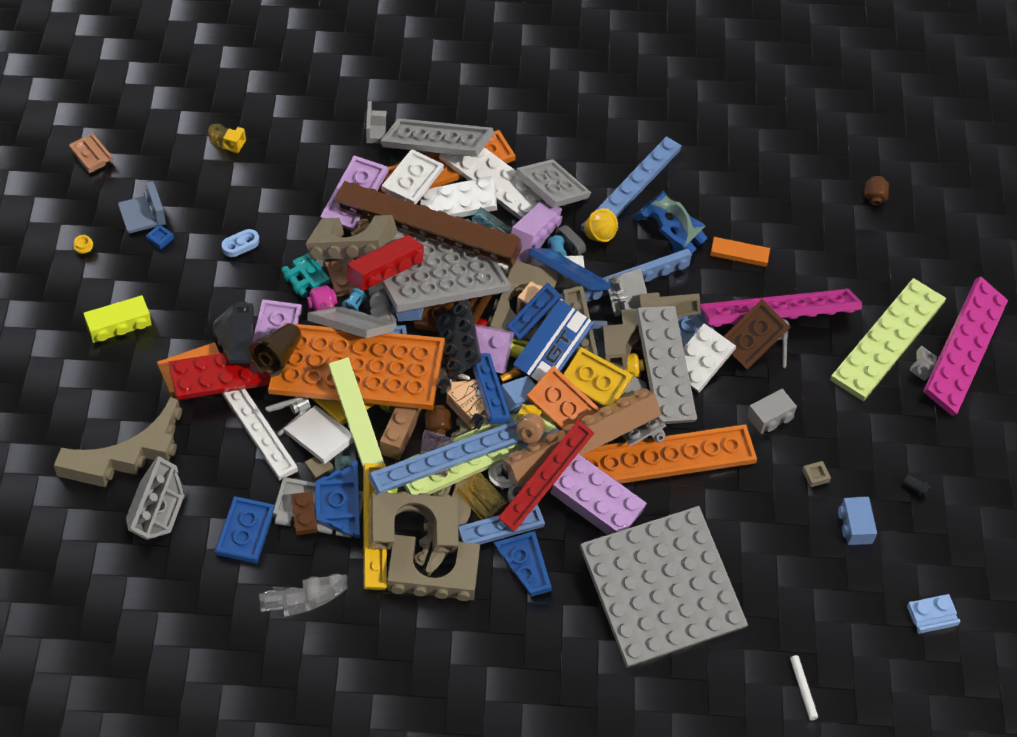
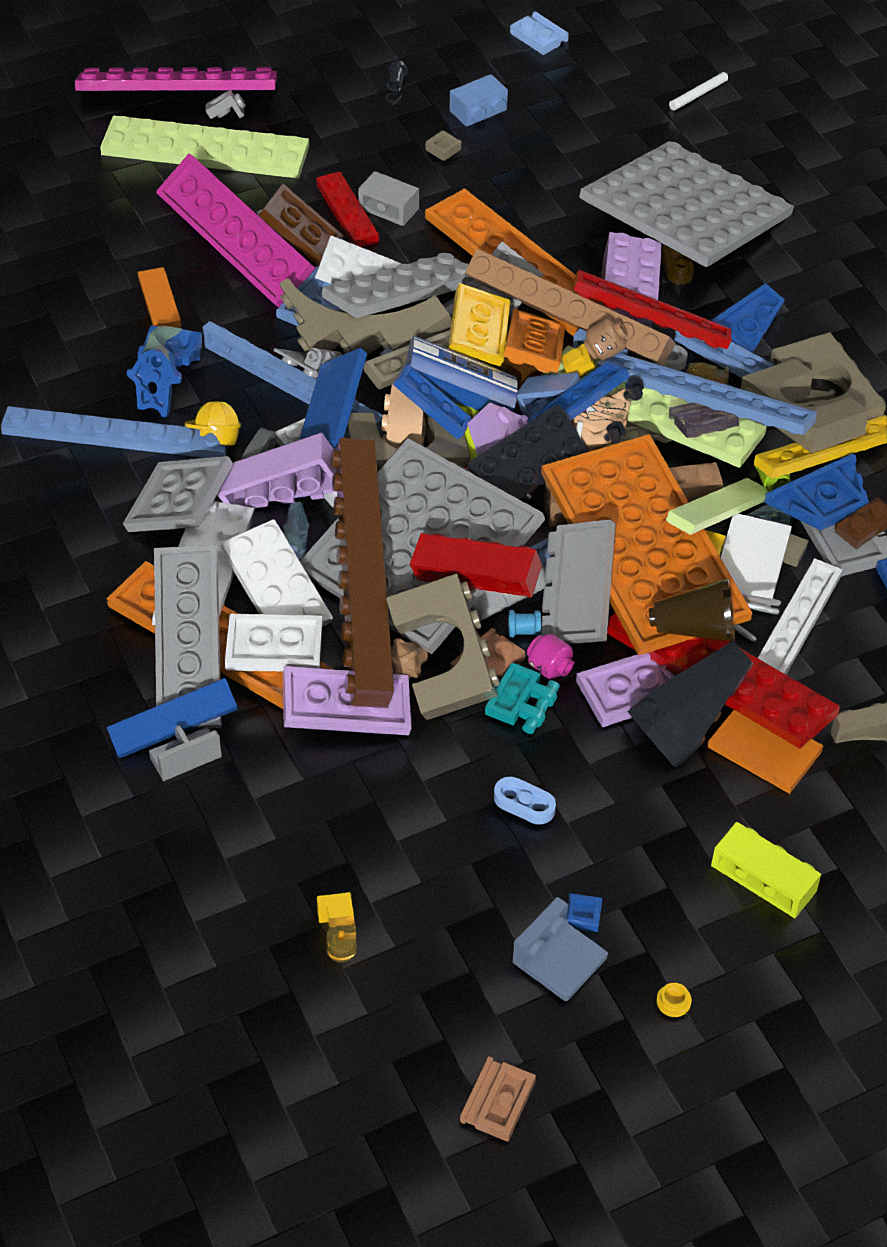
camera: 115 degrees left, 5 degrees down
(395, 122) = (161, 721): none -> blue tile
(764, 386) = (347, 209): none -> red plate

